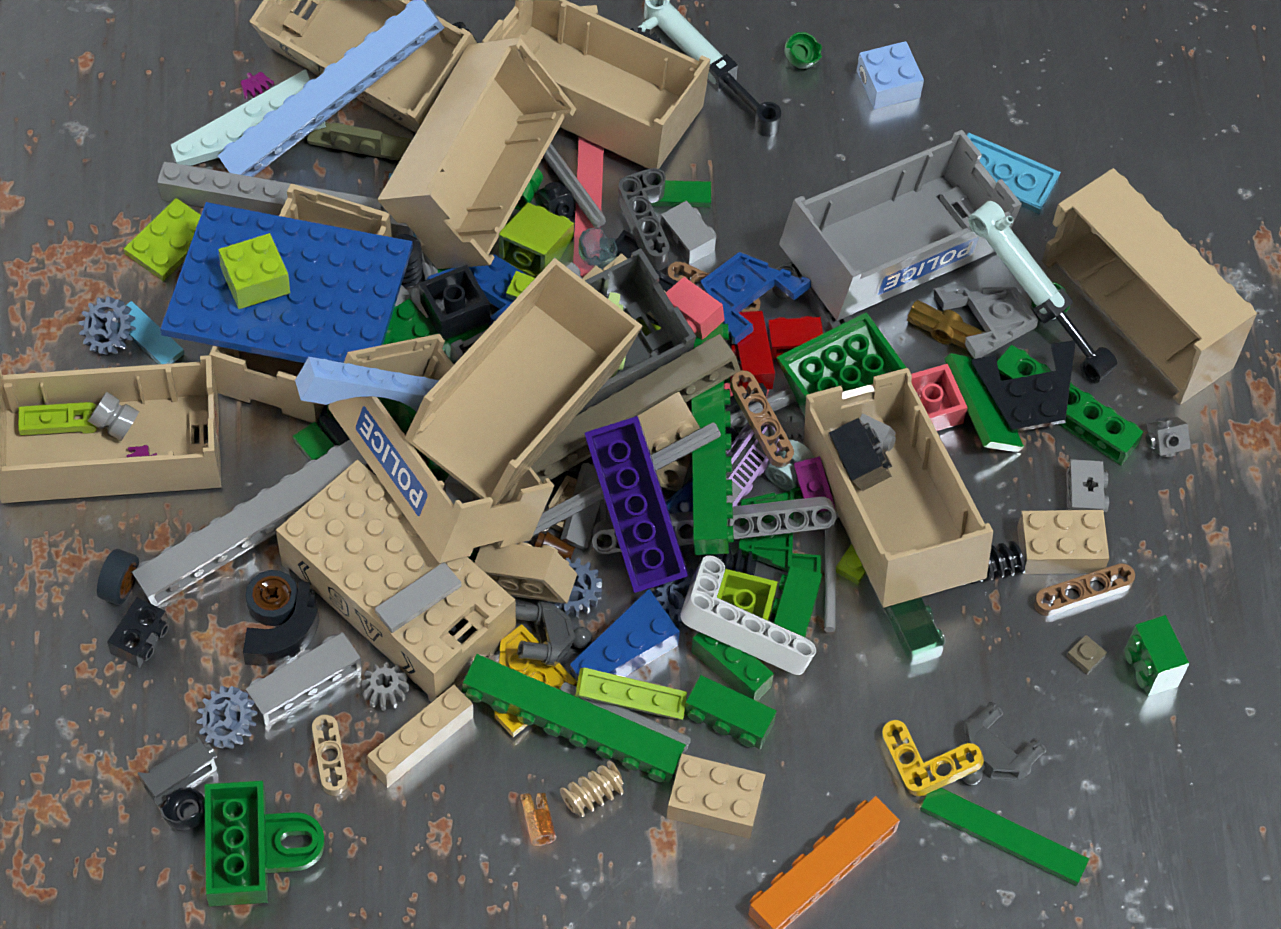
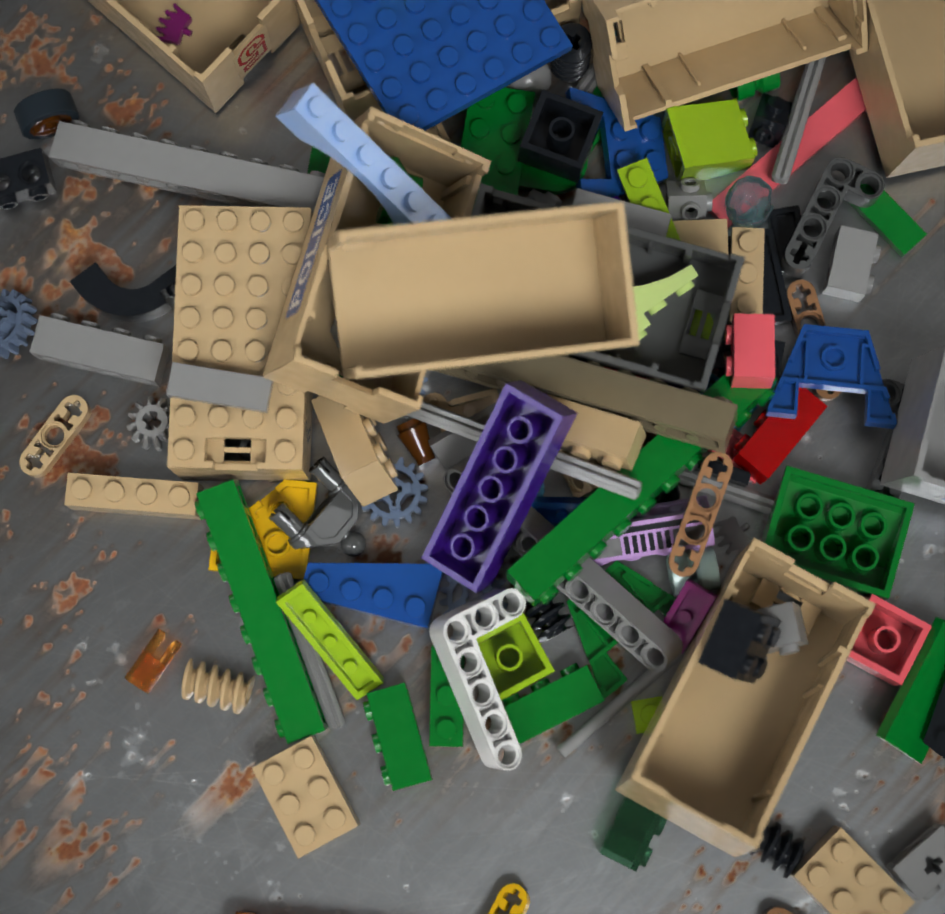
camera: 55 degrees right, 20 degrees up
(271, 611) = (139, 241): wheel -> none
(790, 333) = (832, 456): red brick -> none

